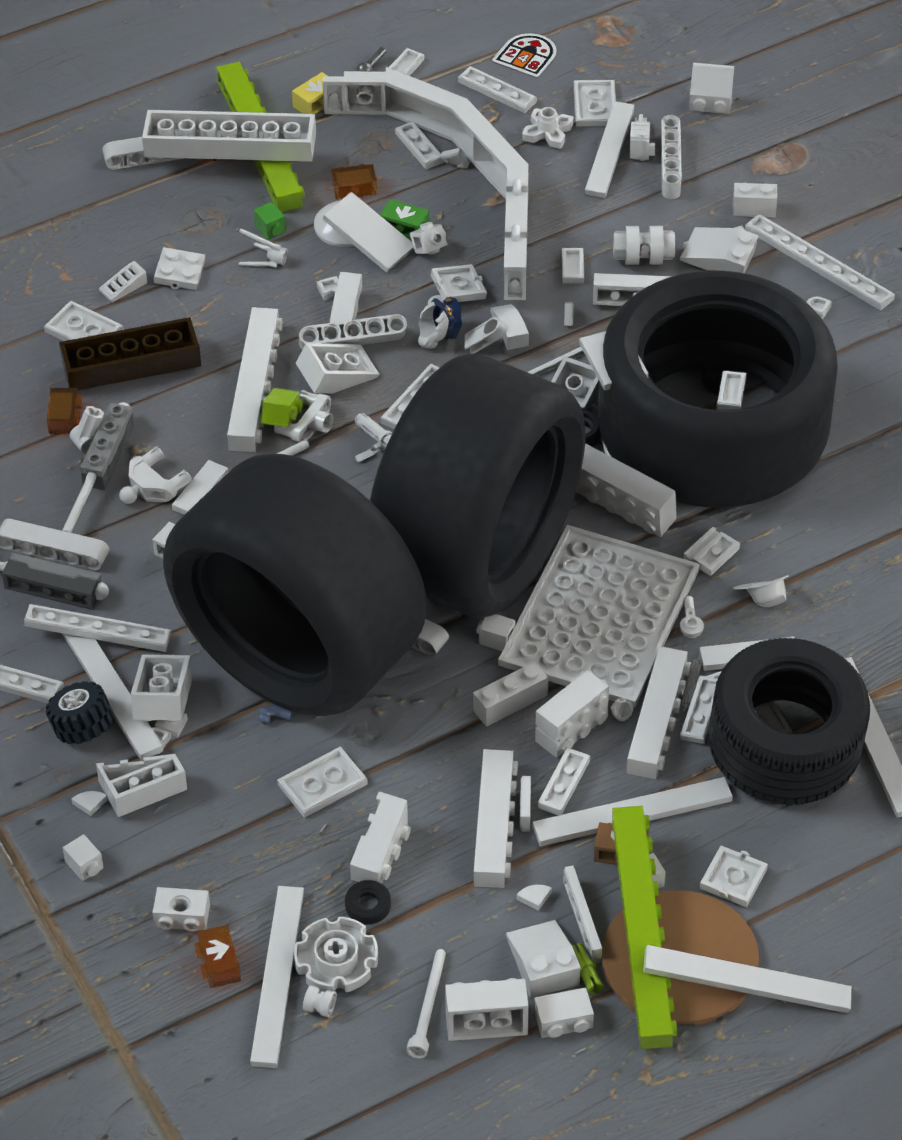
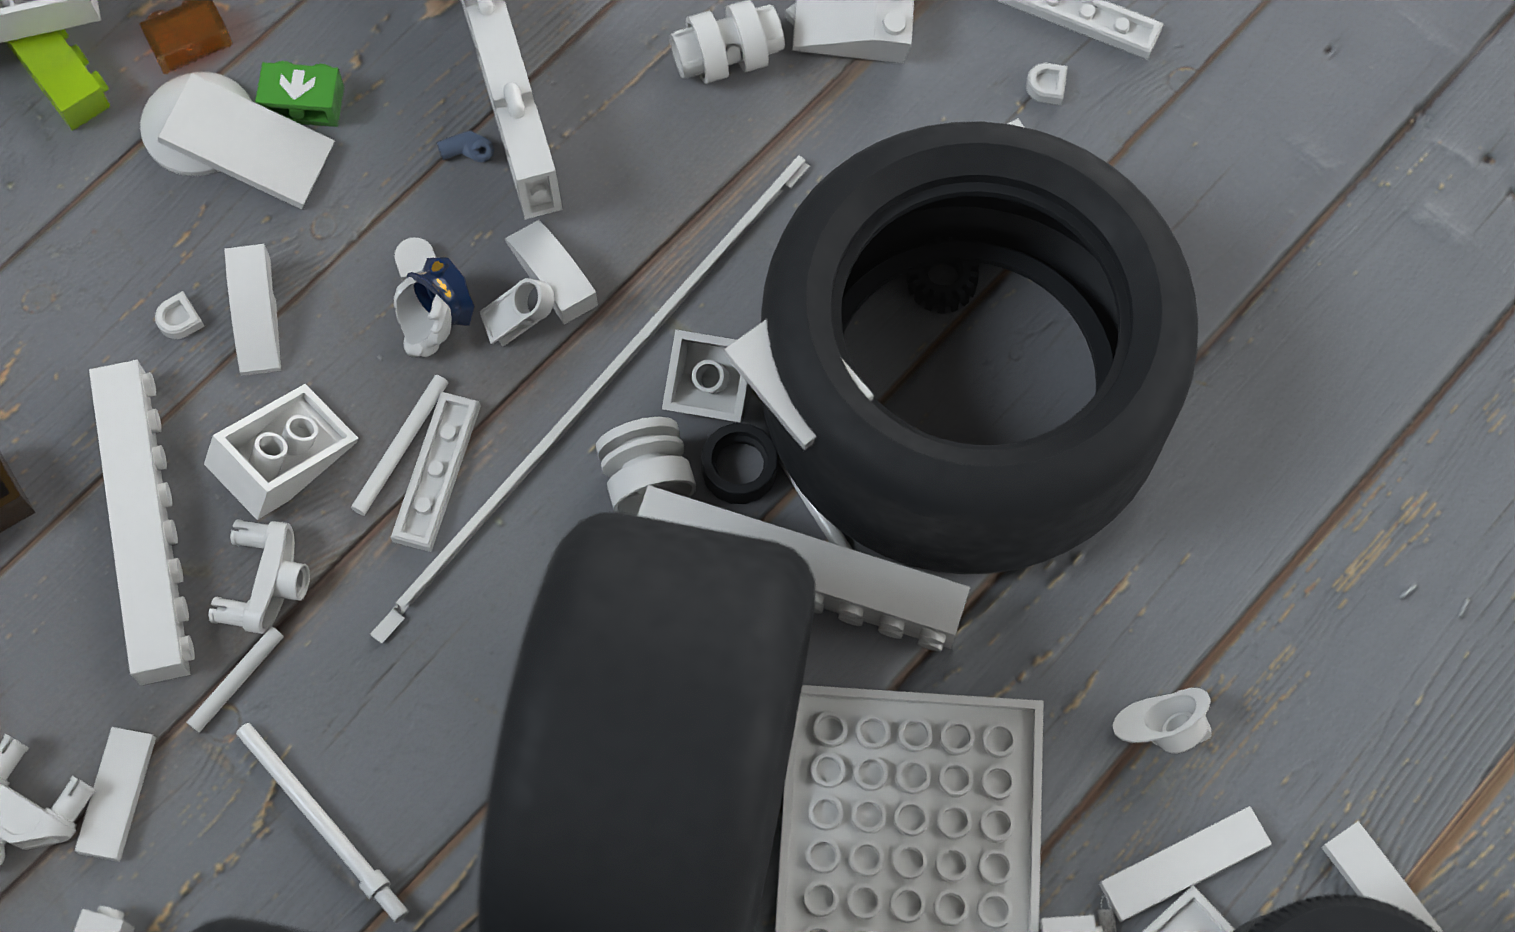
camera: 20 degrees left, 20 degrees up
(269, 220) = (63, 159): bright green brick -> none
(275, 253) = (94, 228): white plant -> none
(281, 407) = (209, 579): lime brick -> none
(304, 302) = (177, 317): none -> white tile
(327, 287) = (209, 272): white tile -> none
(362, 326) = (271, 384): white beam -> none
(373, 429) = (413, 587): white pin -> none
(405, 378) = (399, 445): none -> white bar
(428, 238) = (355, 126): white brick -> none
(459, 282) = (436, 206): white plate -> none
(486, 262) = (467, 144): none -> sand blue arm
(568, 319) = (643, 215): white tile -> none
(572, 266) = (616, 108): white tile -> none
(619, 288) = (745, 138): white brick -> none
(691, 625) = (1070, 834): white plate -> none
(712, 550) = (1051, 661): white plate -> none
(731, 390) = (1026, 383): white tile -> none

